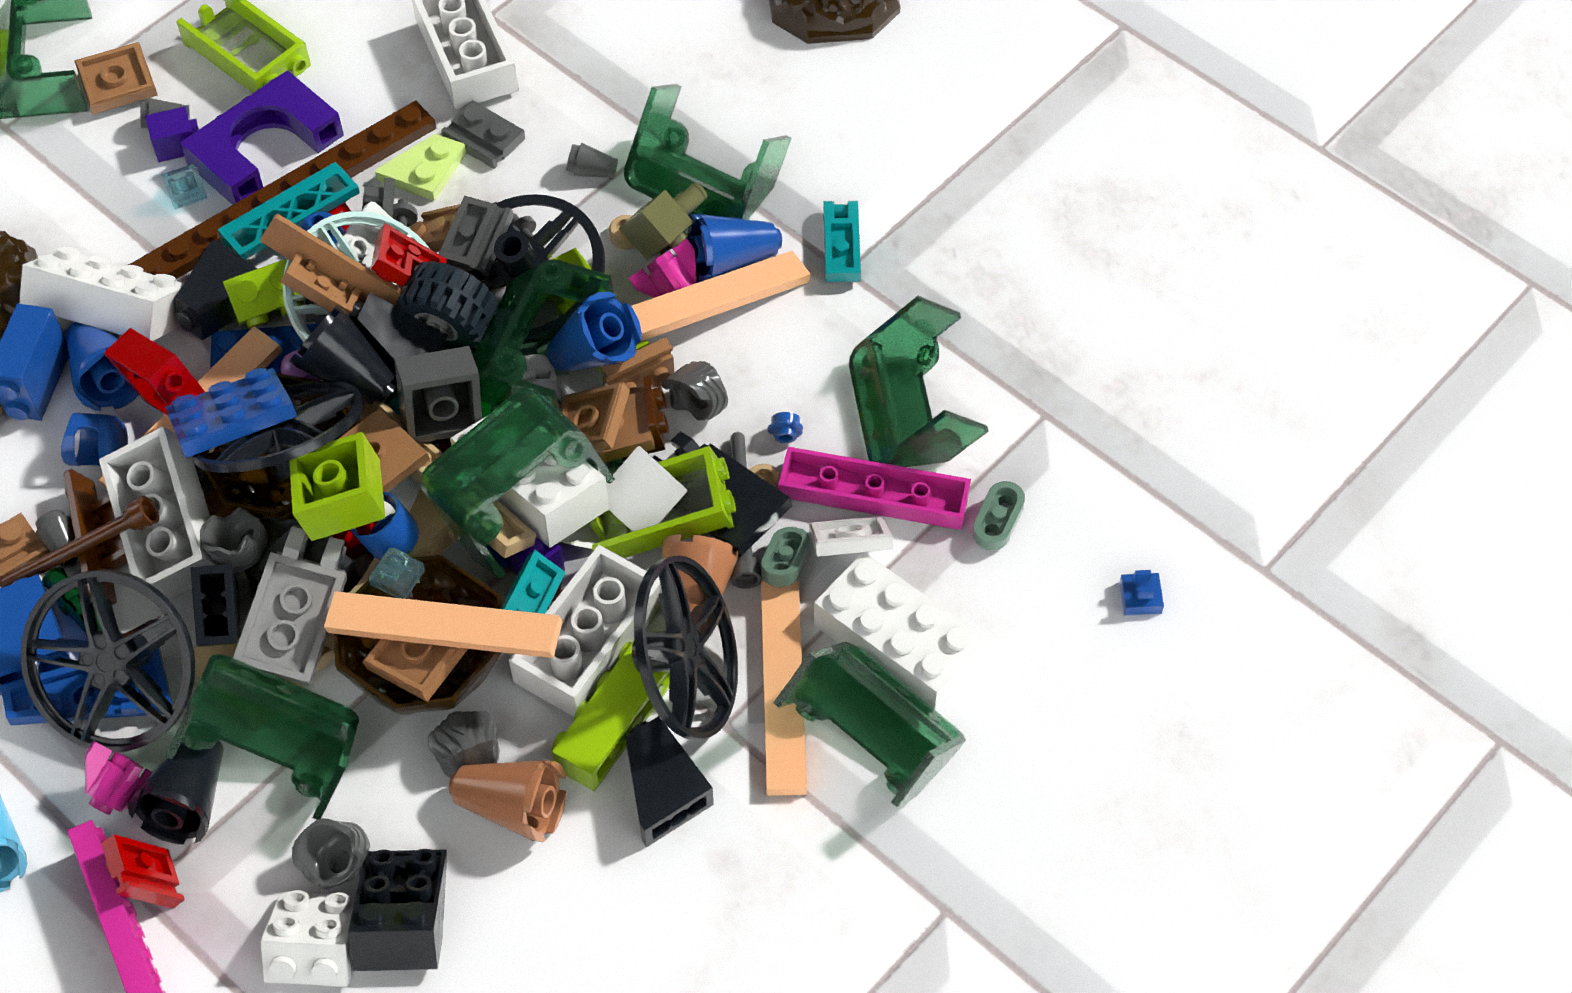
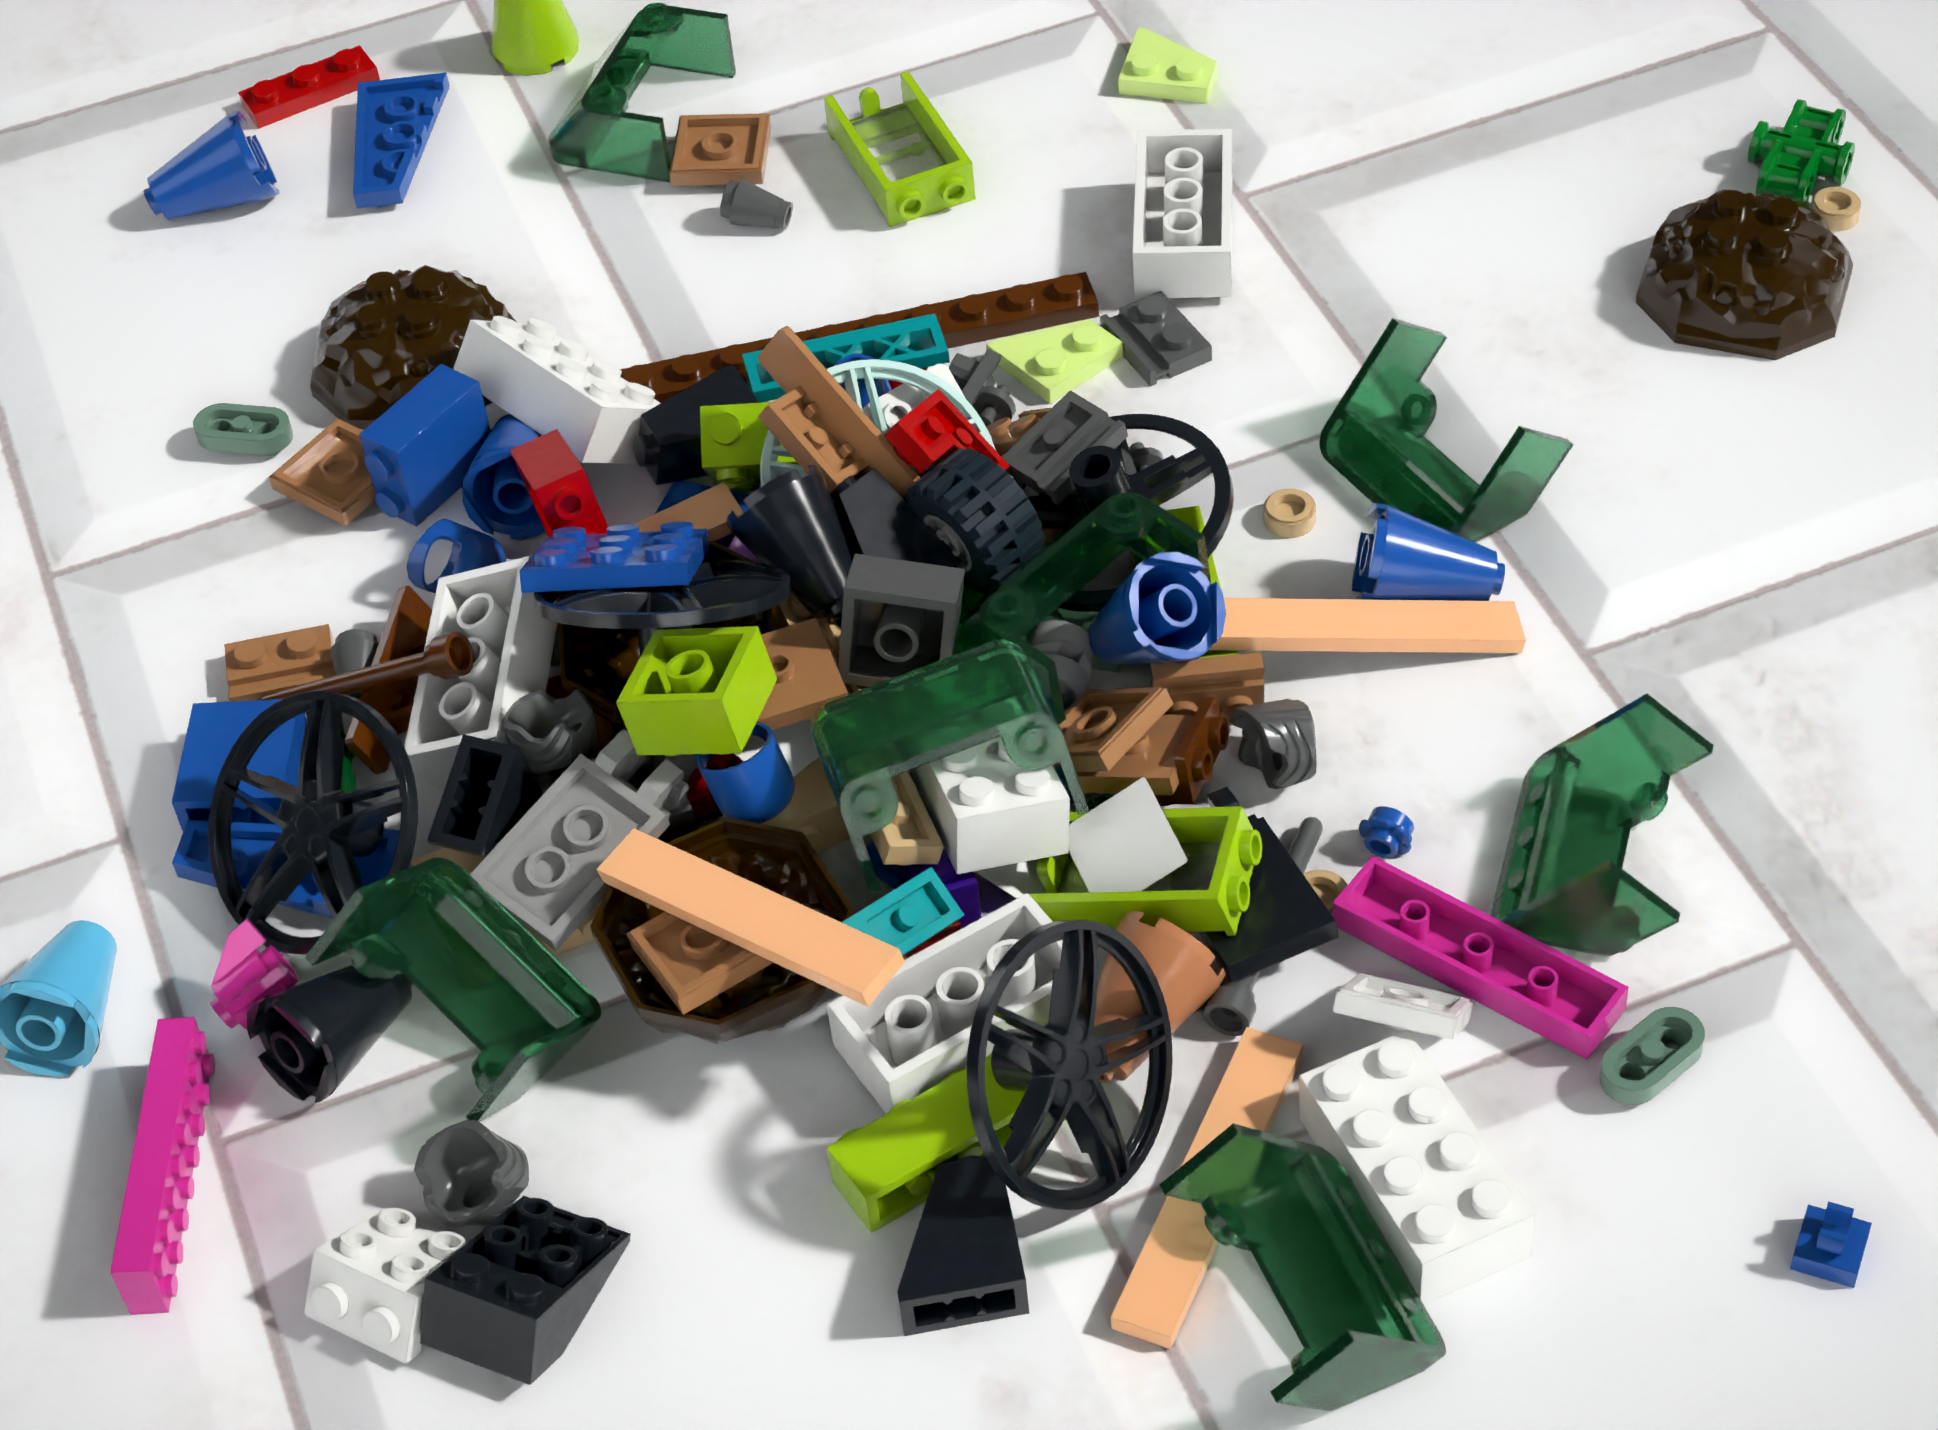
camera: 30 degrees right, 10 degrees down
(142, 871) = (222, 1107): red plate -> none
(168, 130) = (753, 231): dark purple brick -> none
(184, 186) = (734, 296): clear light blue tile -> none
(278, 104) = (902, 231): dark purple arch -> none
(396, 573) = (728, 834): clear light blue tile -> none
(464, 740) = (723, 1102): dark grey hair -> none
(513, 795) = (752, 1191): nougat cone -> none
(590, 162) = (1281, 409): dark grey cone -> none
(662, 221) = (1331, 502): olive brick -> none
(668, 272) = (1314, 571): dark pink brick -> none
(785, 556) = (1294, 1005): sand green plate -> none
(842, 242) = (1593, 610): teal plate -> none

